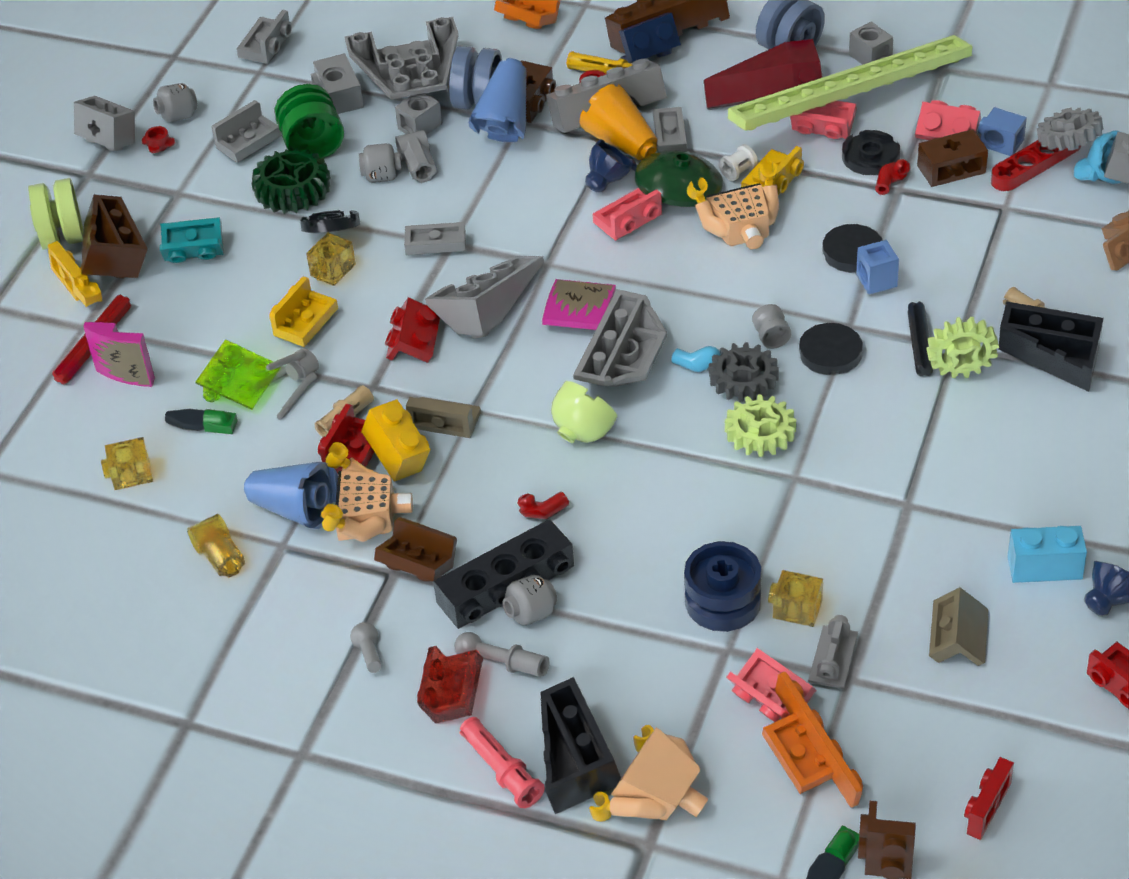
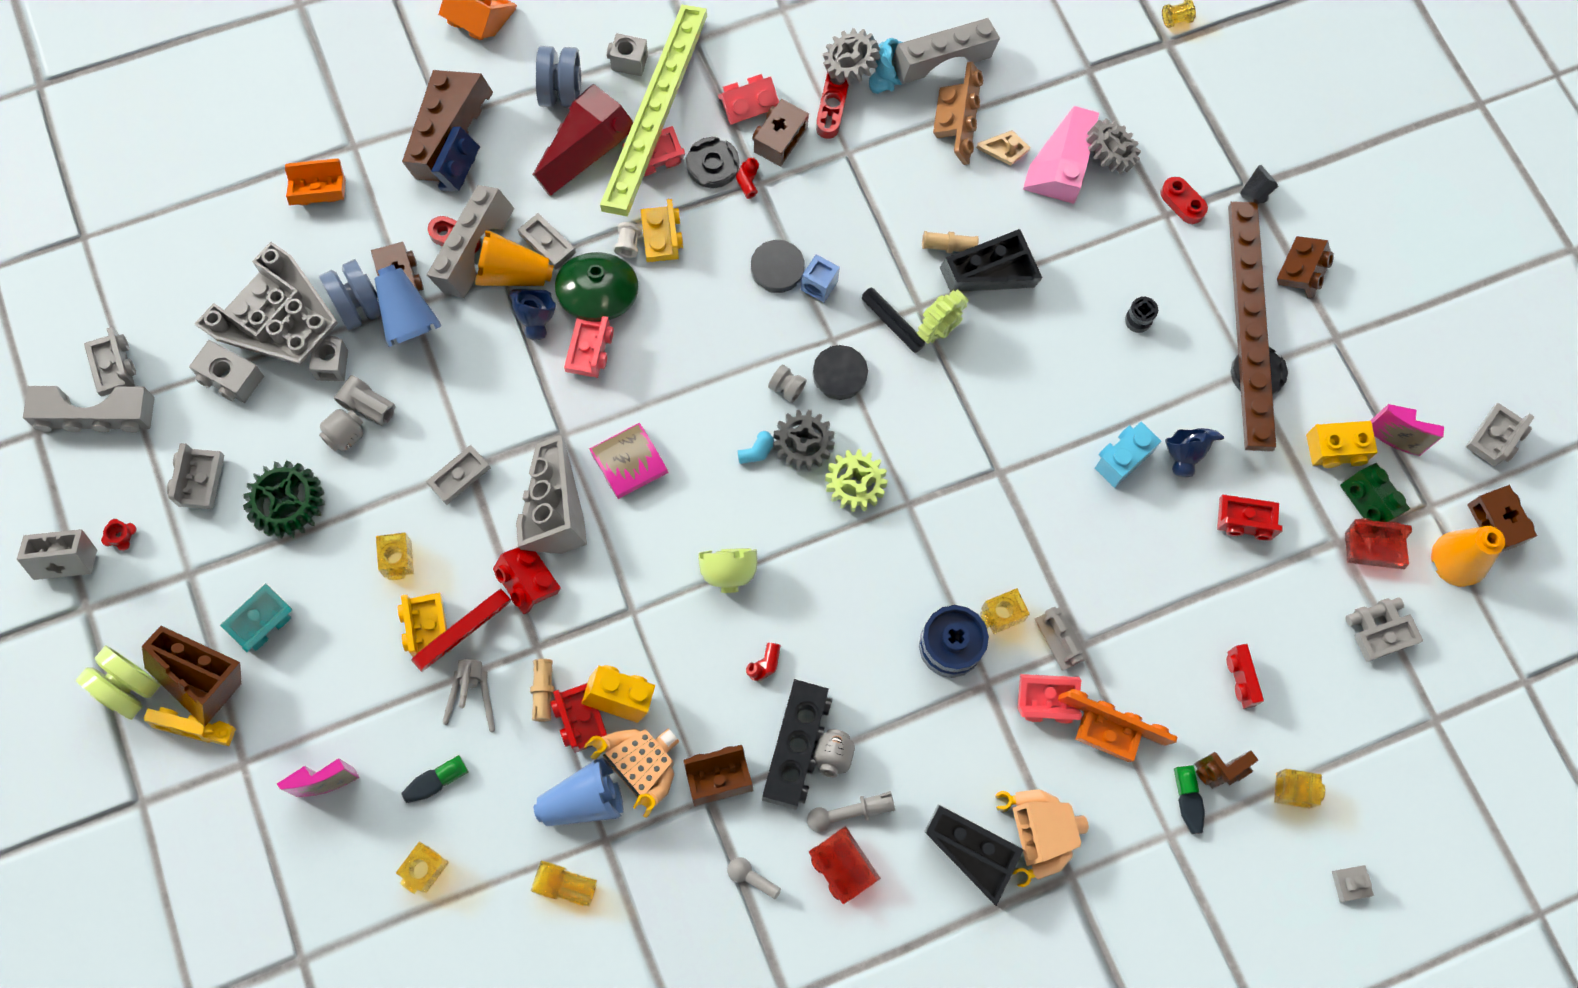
camera: 50 degrees left, 25 degrees up
(81, 352) = (266, 773): red axle -> none
(175, 102) = (97, 486): light grey head -> none
(236, 375) = (429, 721): clear neon green hinge -> none
(242, 68) = (123, 409): none -> light grey arch
(291, 322) = (460, 630): none -> red beam
(309, 120) = (249, 434): green wheel -> none
(329, 221) = (361, 520): black tile -> none
(443, 416) = (619, 635): dark tan panel -> none
(509, 771) = (944, 900): coral pin -> none
(587, 62) = (407, 214): yellow pin -> none
(623, 343) = (706, 483): light grey wedge -> none
(739, 213) = (675, 289): light nougat torso -> none
(958, 627) = (1118, 556): dark tan panel -> none
(1002, 131) = (795, 82): medium blue brick -> none

